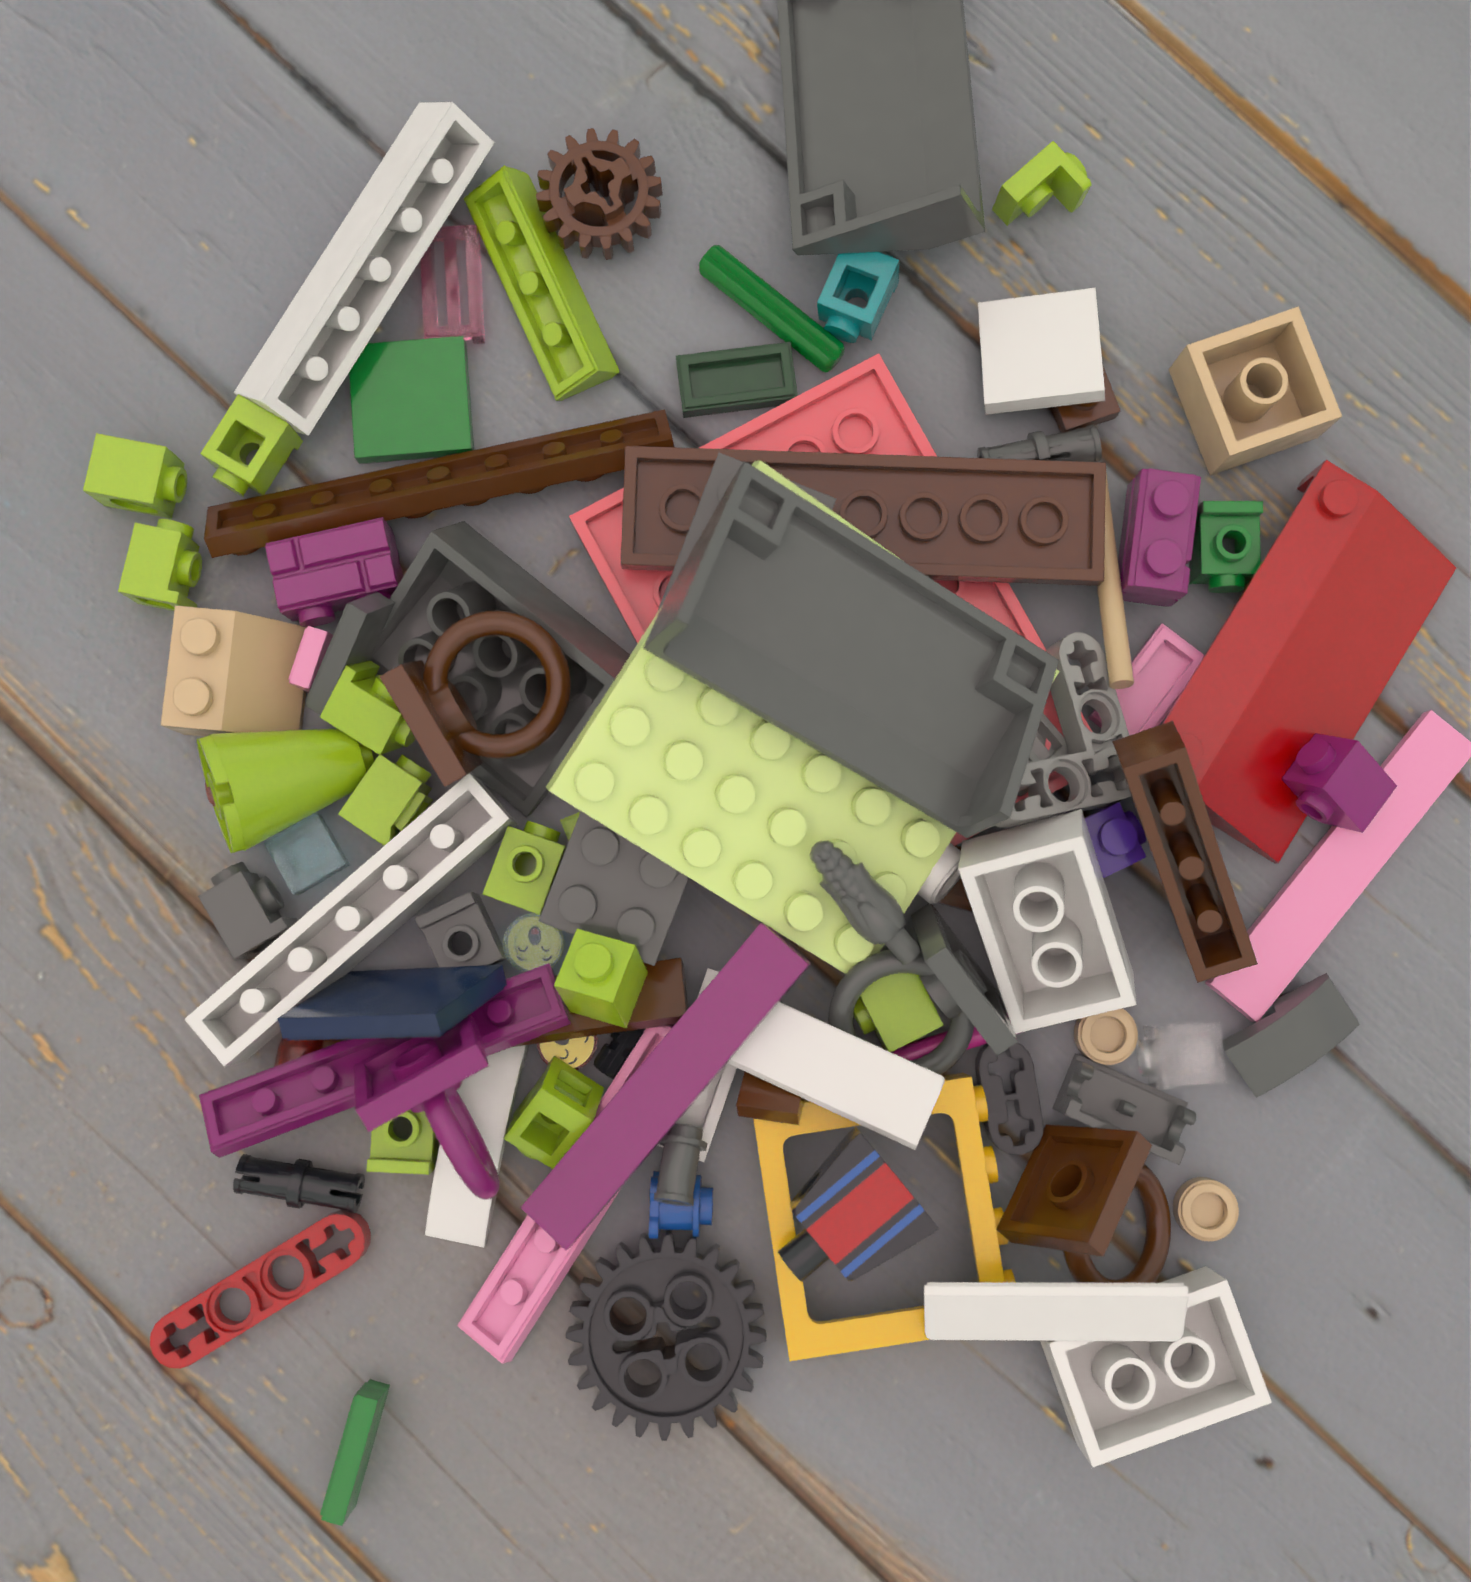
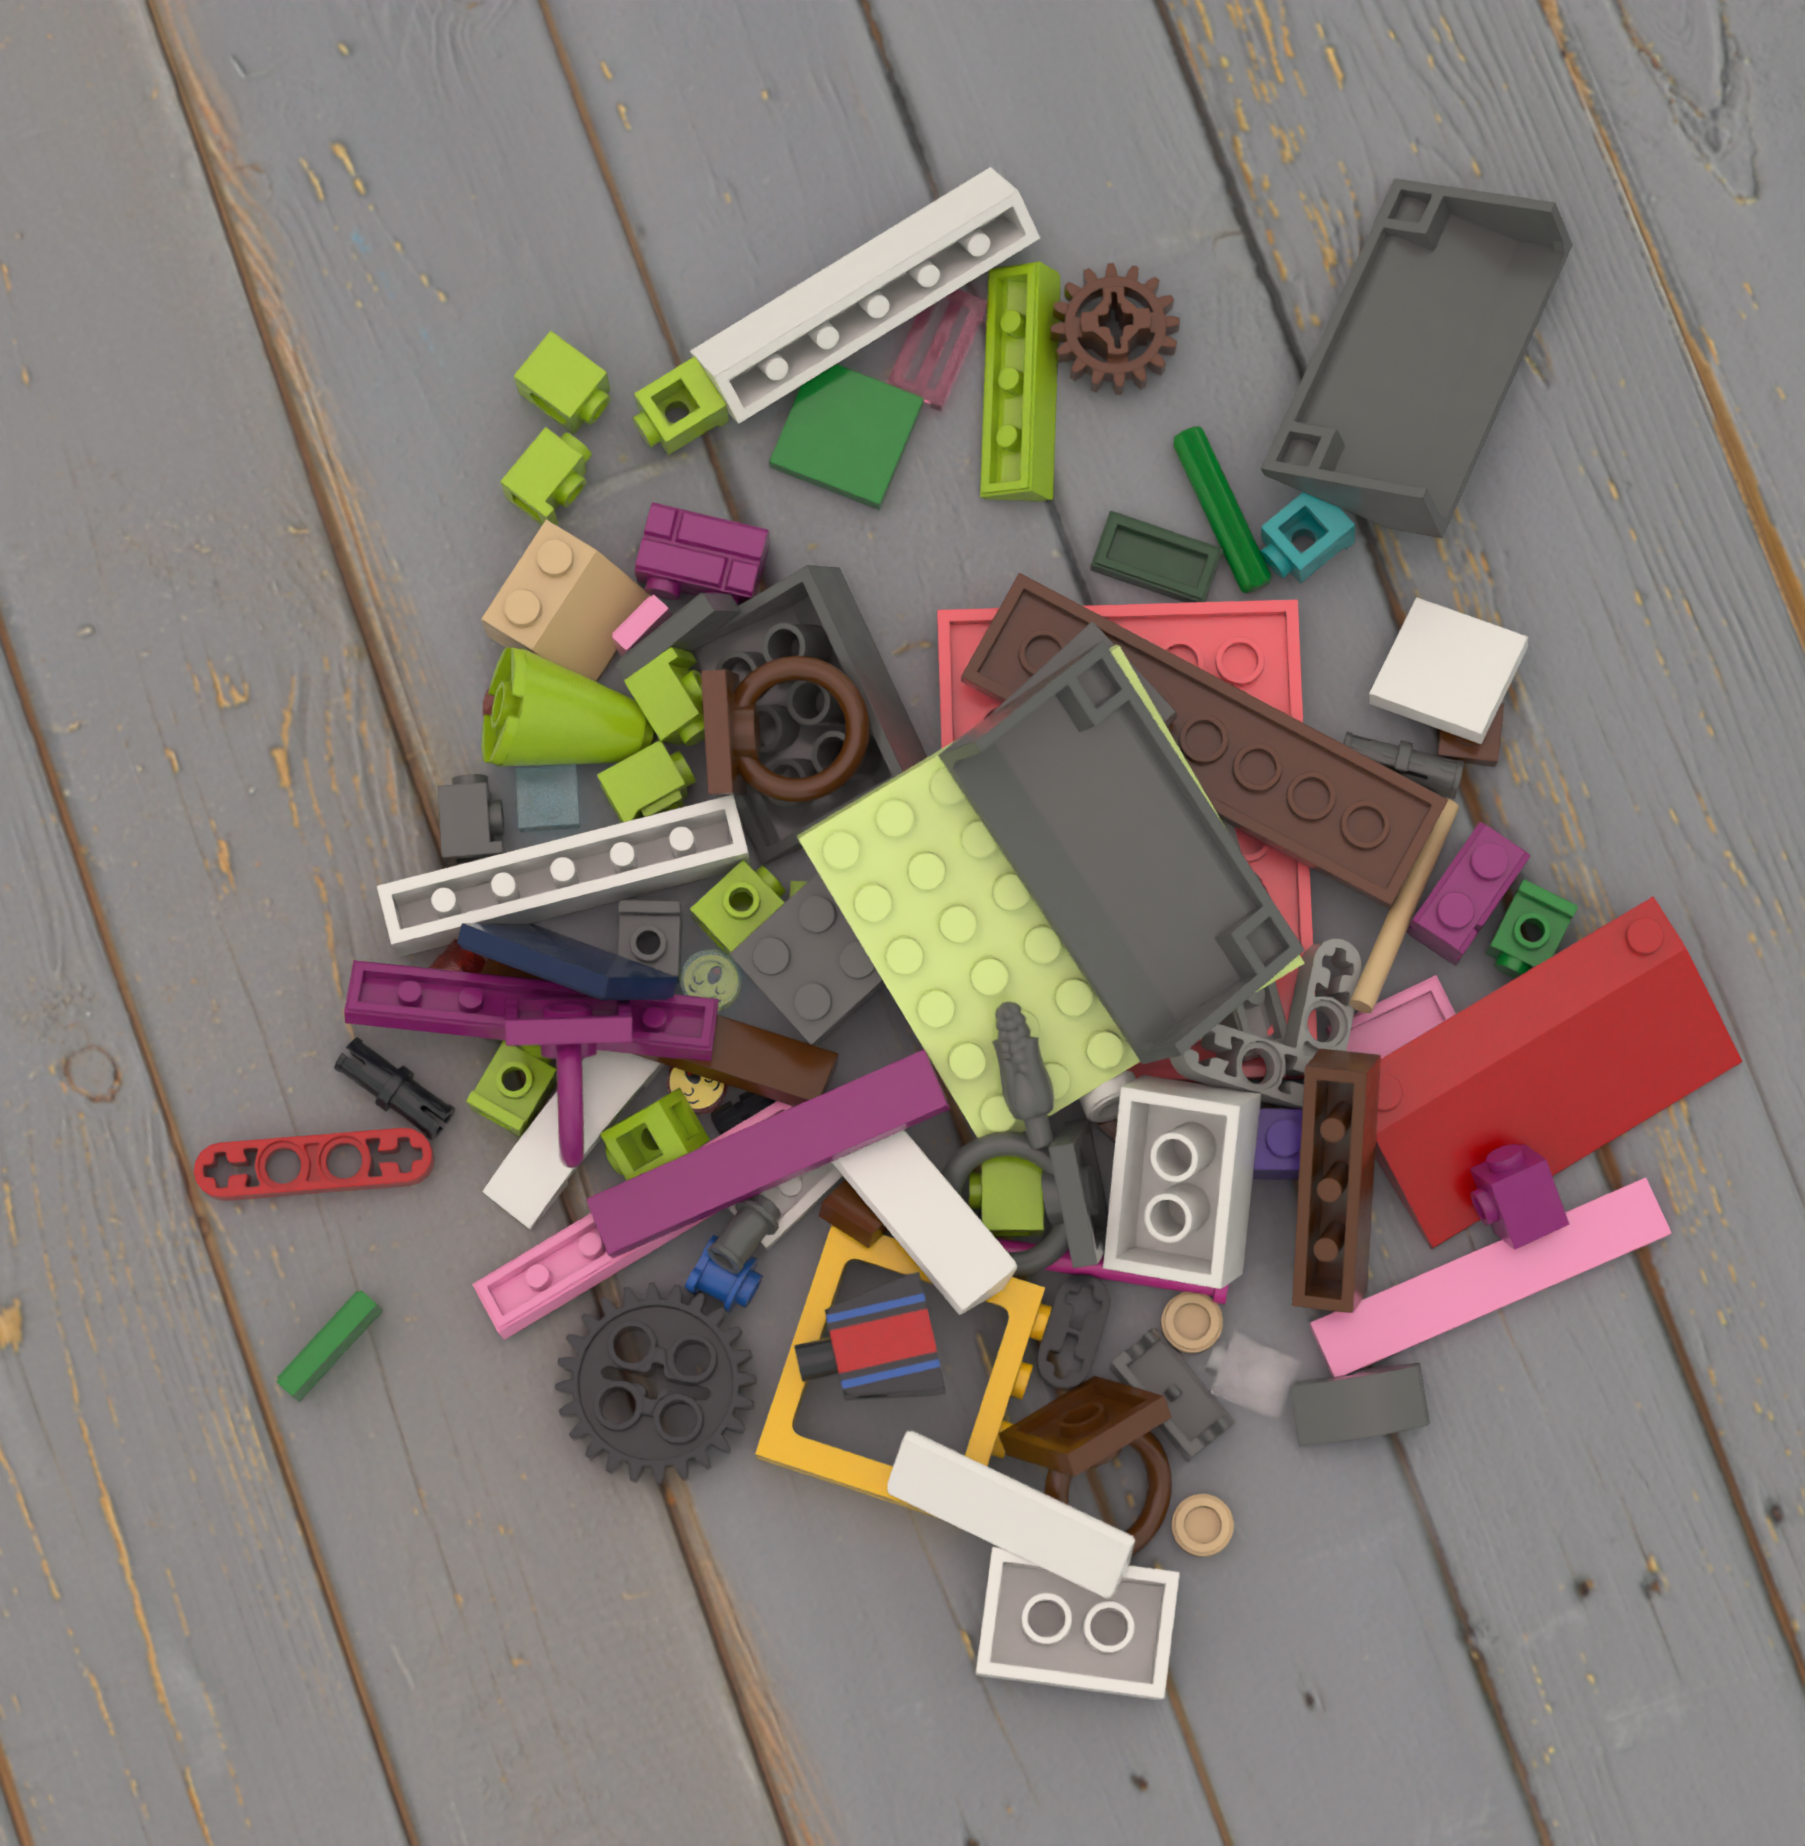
camera: 30 degrees right, 5 degrees down
(432, 484) = (831, 521): reddish brown plate -> none
(601, 978) = (759, 1031): lime brick -> none
(1034, 184) = (1520, 513): lime bracket -> none
(1254, 391) = (1625, 803): tan brick -> none

